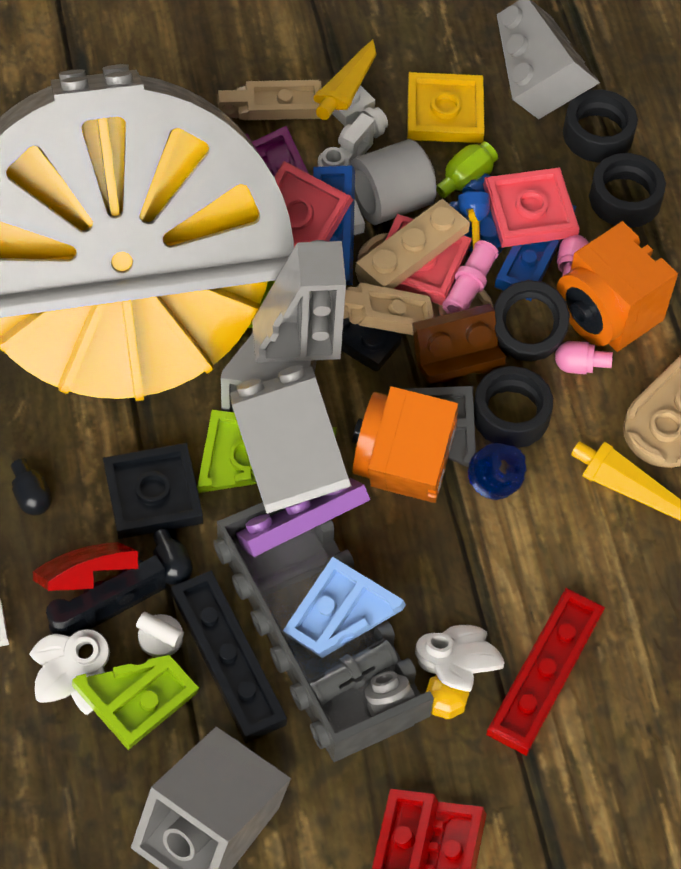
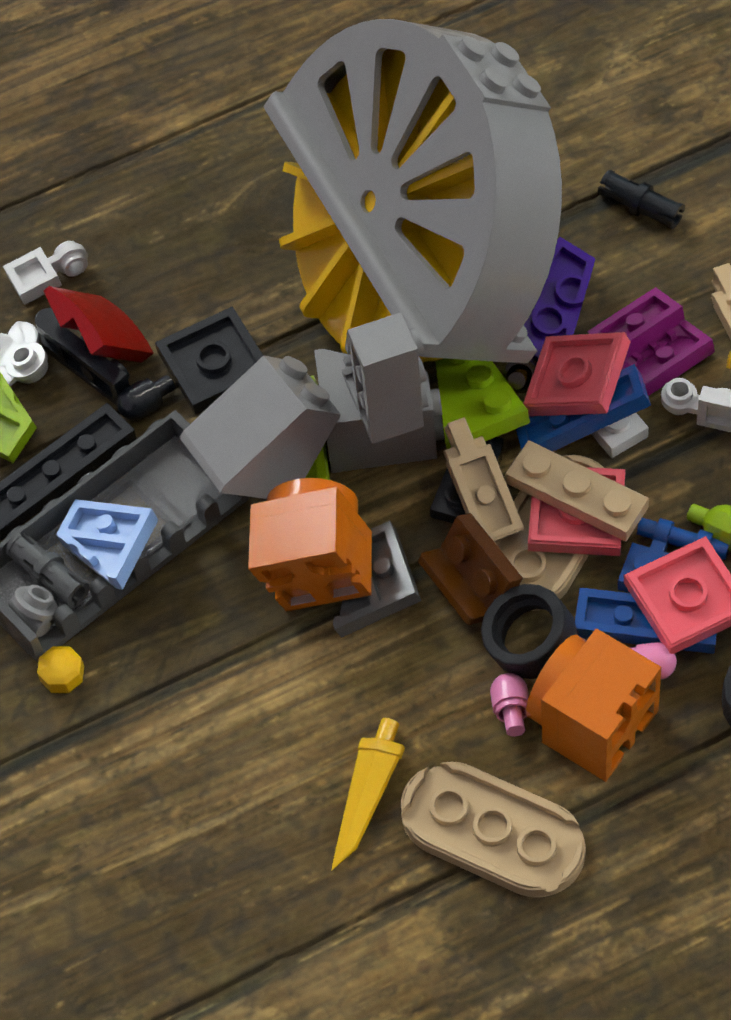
camera: 85 degrees right, 0 degrees up
(30, 489) = (187, 266): black cylinder -> none
(159, 634) = (61, 411): white plate -> none
(270, 531) = (179, 462): medium lavender plate -> none
(393, 181) = (664, 451): light grey piece -> none
(458, 655) = (103, 669): white plate -> none
(471, 277) = (561, 559): bright pink pin -> none
(474, 208) = (656, 537): blue hinge -> none
(486, 475) = (333, 664): clear blue piece -> none
(519, 381) = (415, 614): black tyre -> none
(545, 671) = (114, 754): red tile -> none

